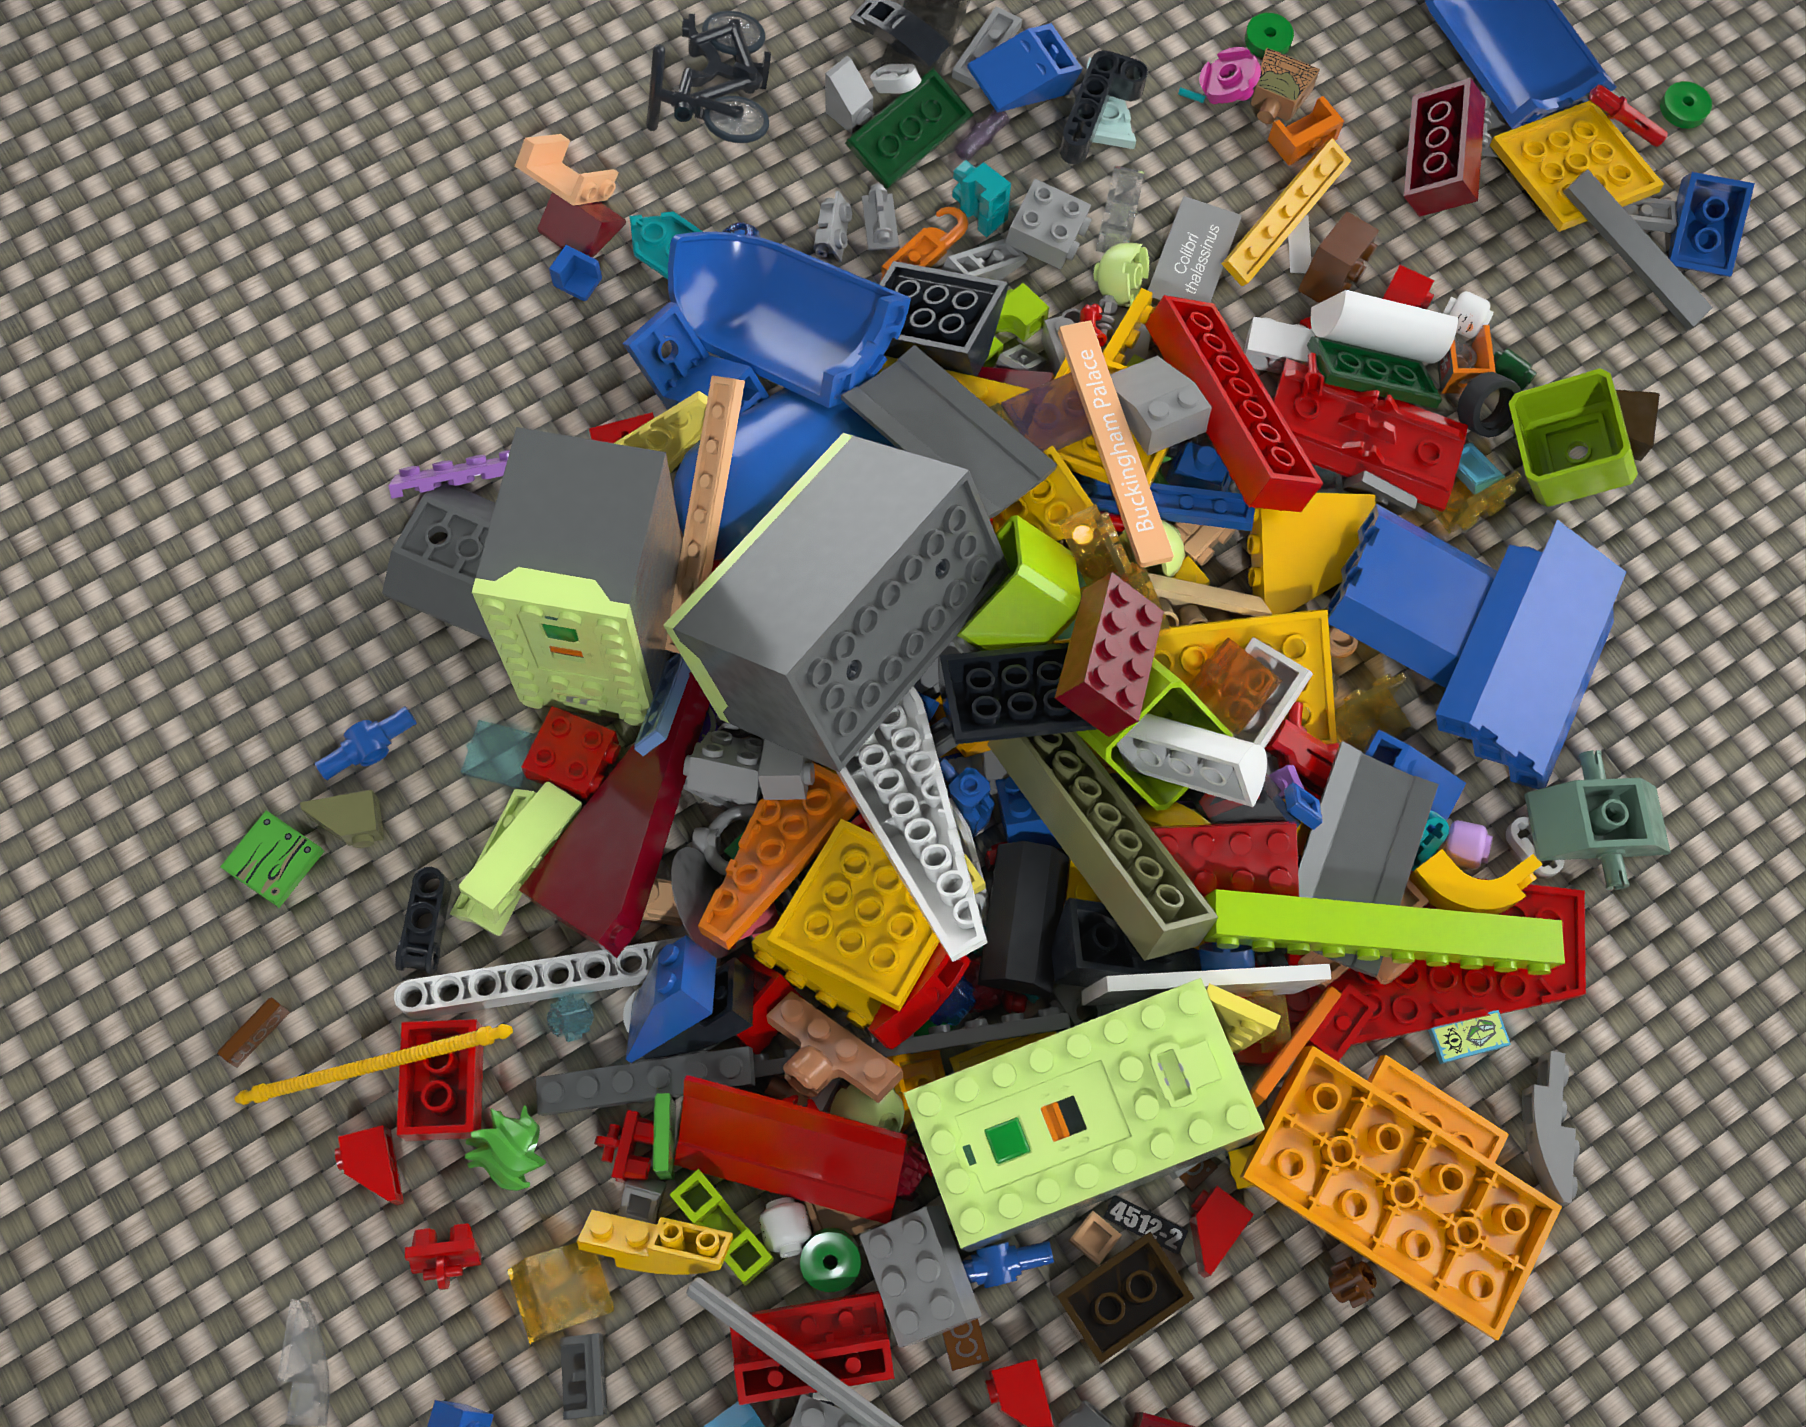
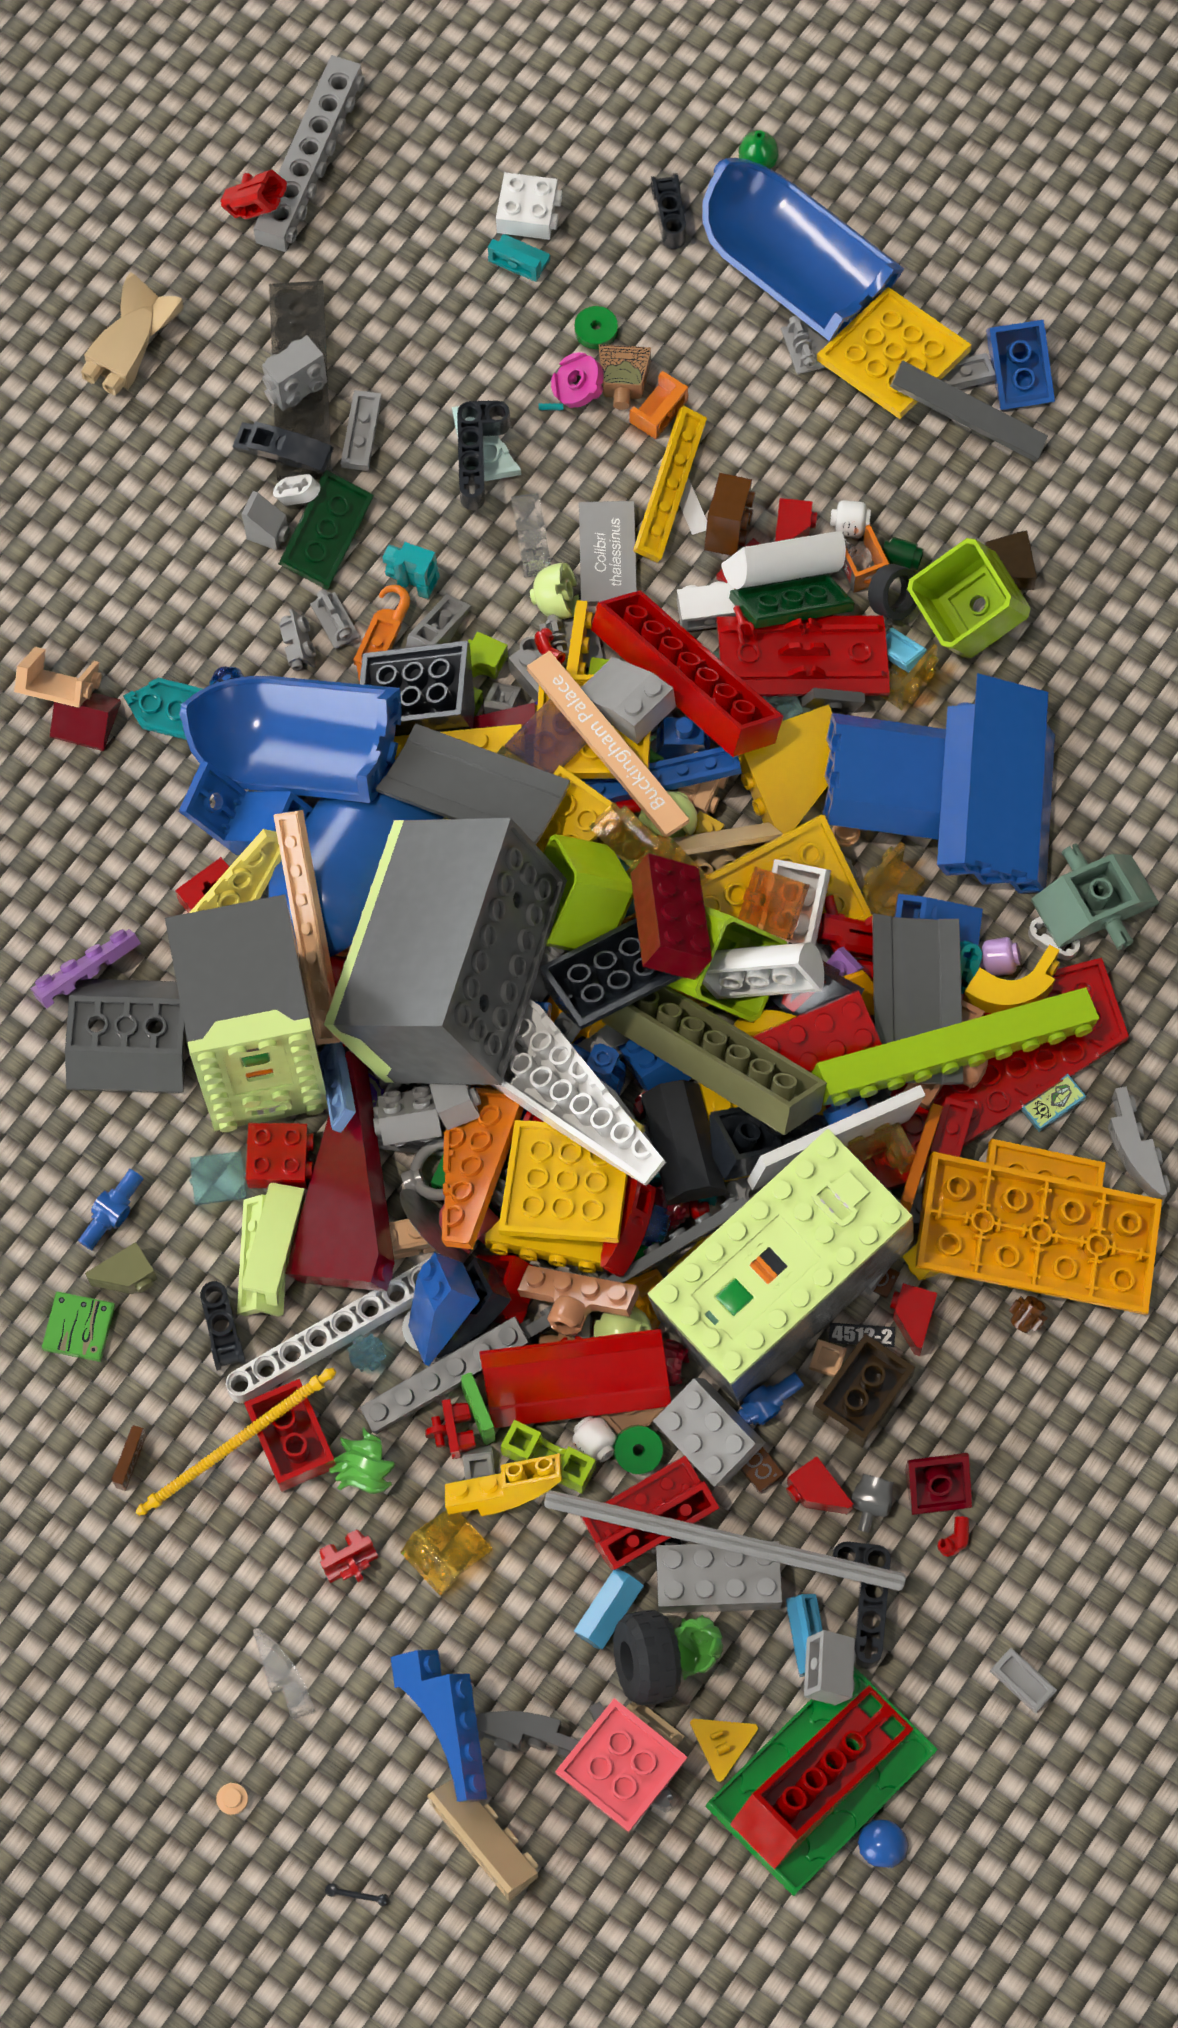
camera: 15 degrees left, 0 degrees up
(371, 1161) = (263, 1516): red slope -> none
(575, 273) = (101, 762): blue panel -> none
(583, 1376) = (490, 1601): dark grey hinge -> none
(727, 117) = (173, 580): black piece -> none
(981, 135) = (388, 510): clear purple pin -> none
(1026, 69) = (404, 441): blue slope -> none
(1049, 224) = (478, 571): light grey brick -> none
(1241, 1019) = (872, 1150): light yellow wing -> none
(1303, 805) = (860, 975): blue tile -> none
(1445, 148) = (780, 380): dark red brick -> none
(1619, 109) = (913, 290): red axle -> none
(1689, 93) = (966, 269): green piece -> none

